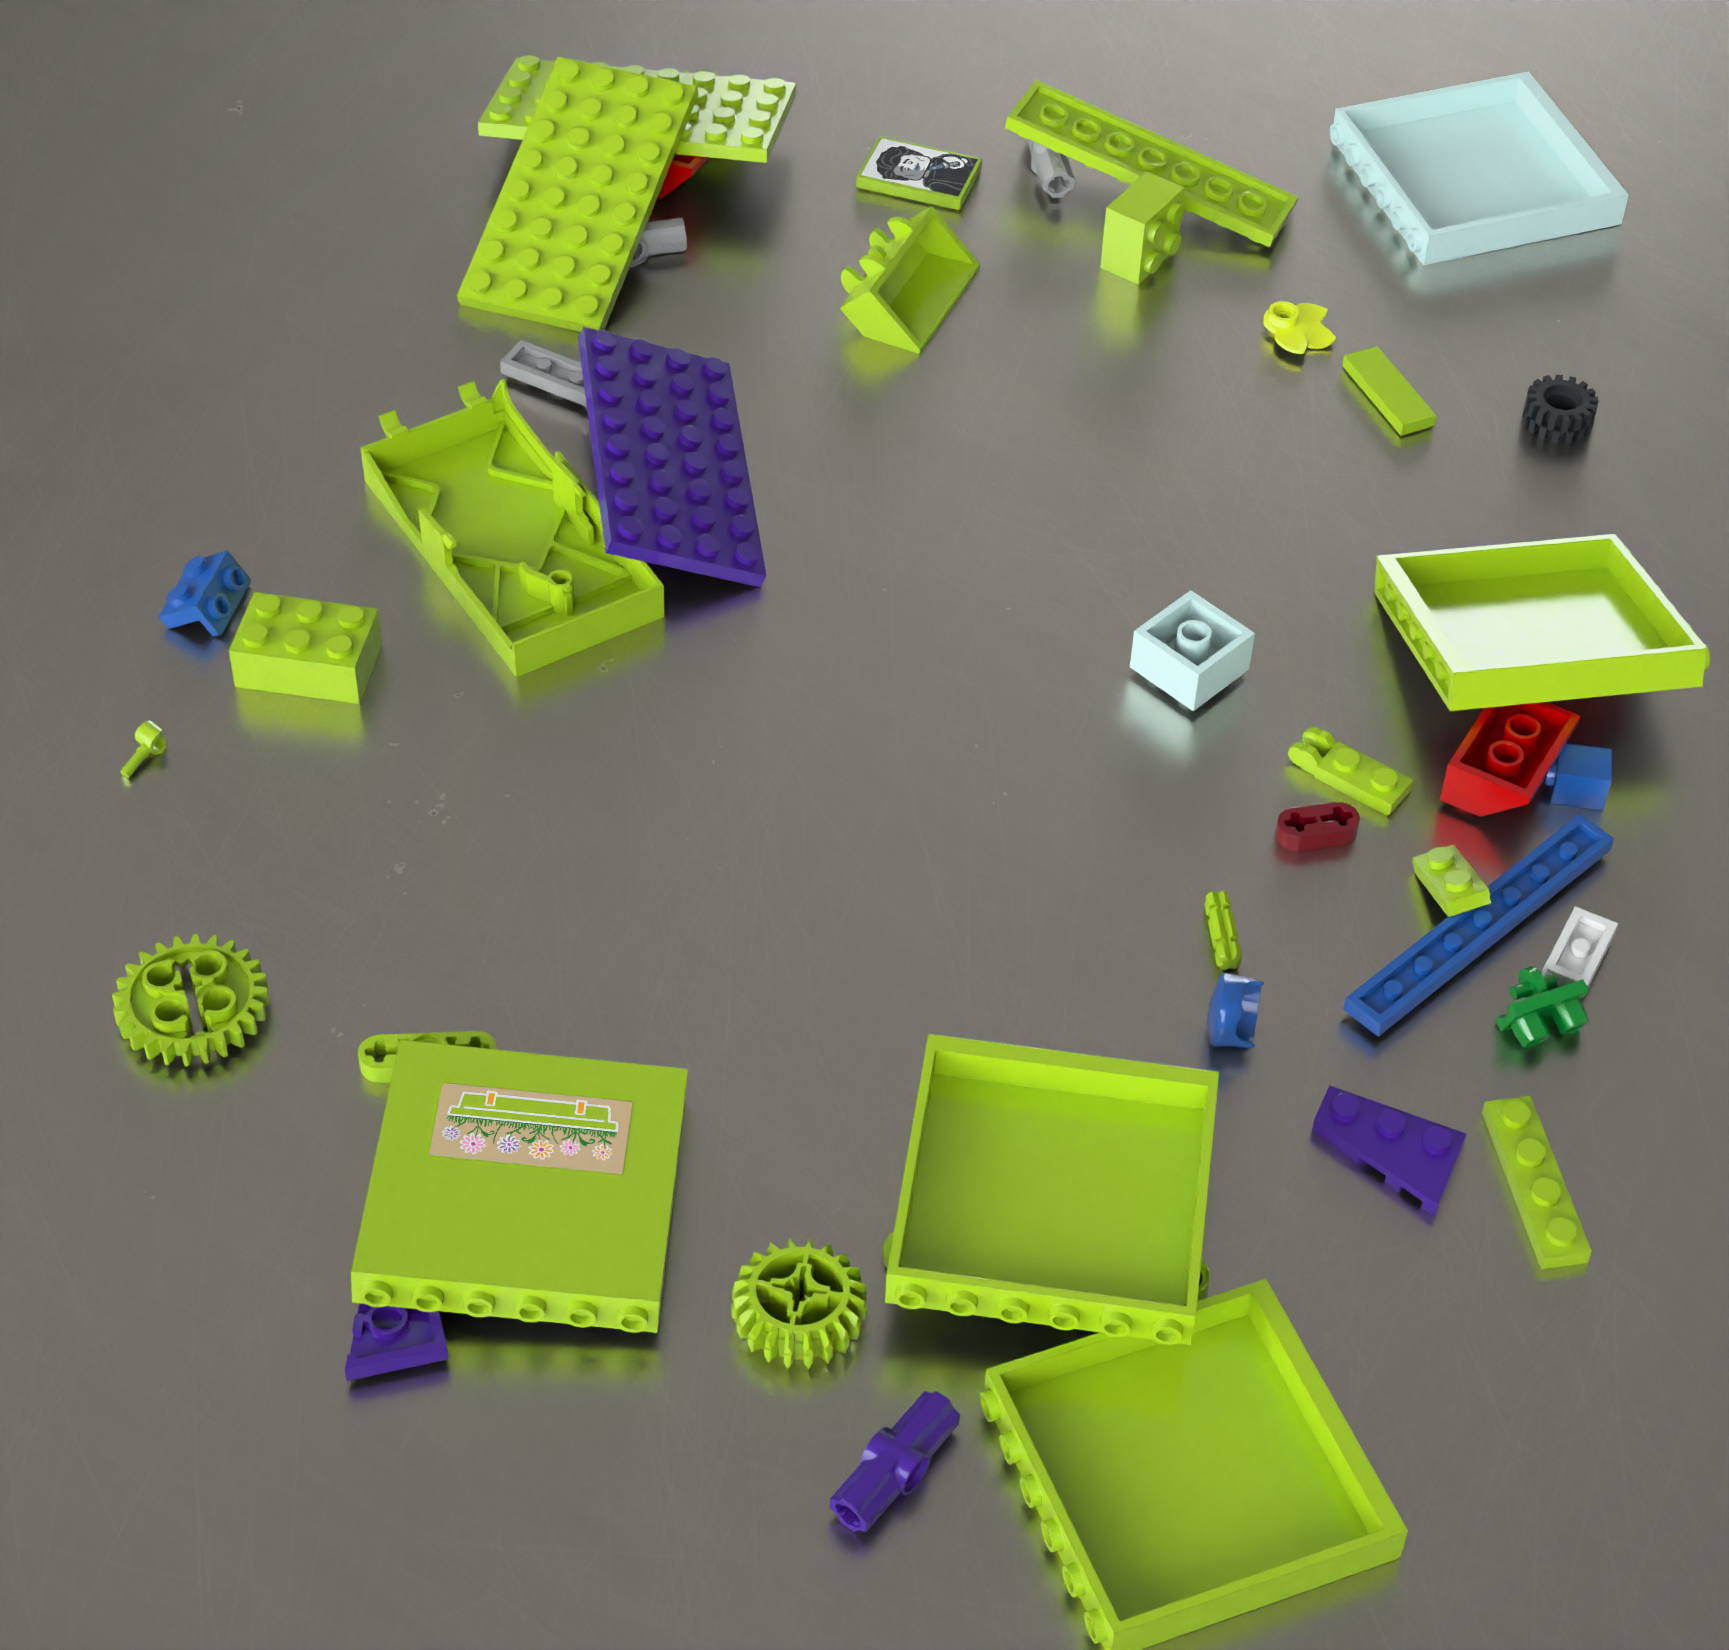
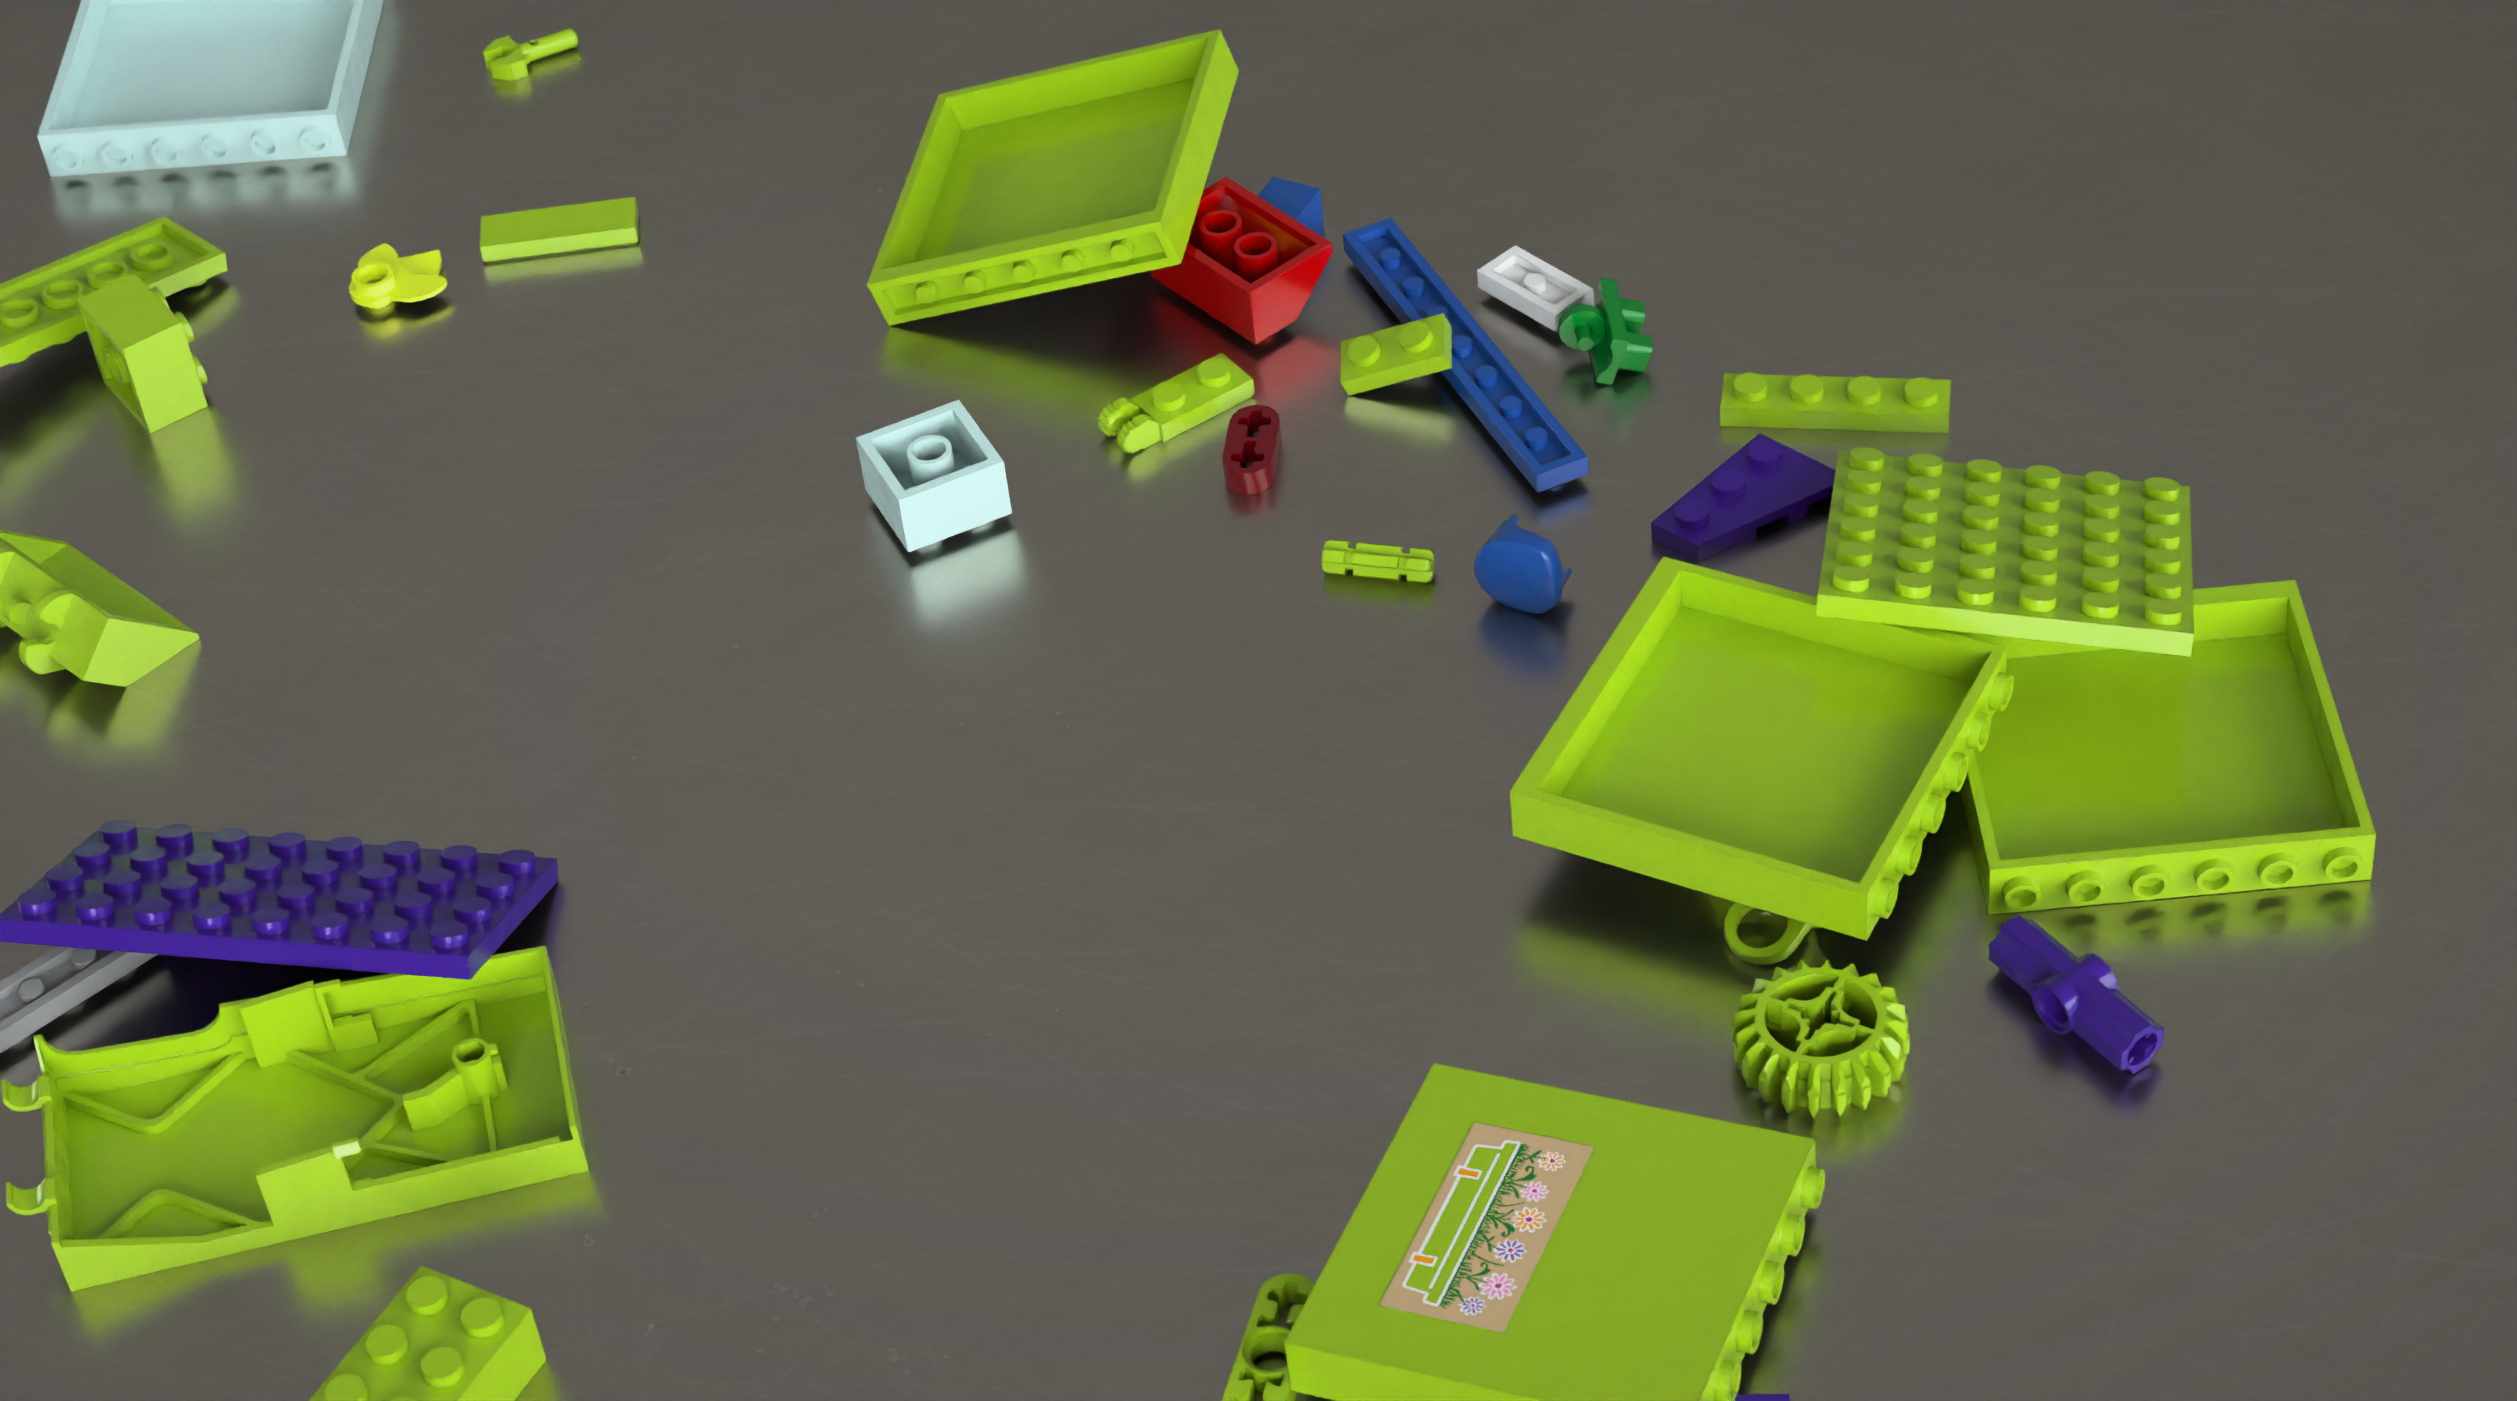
camera: 65 degrees left, 5 degrees down
(1348, 1315) = (2009, 552): none -> lime plate
(1544, 404) = (687, 98): black tyre -> none
(1568, 307) = (510, 59): none -> lime bar

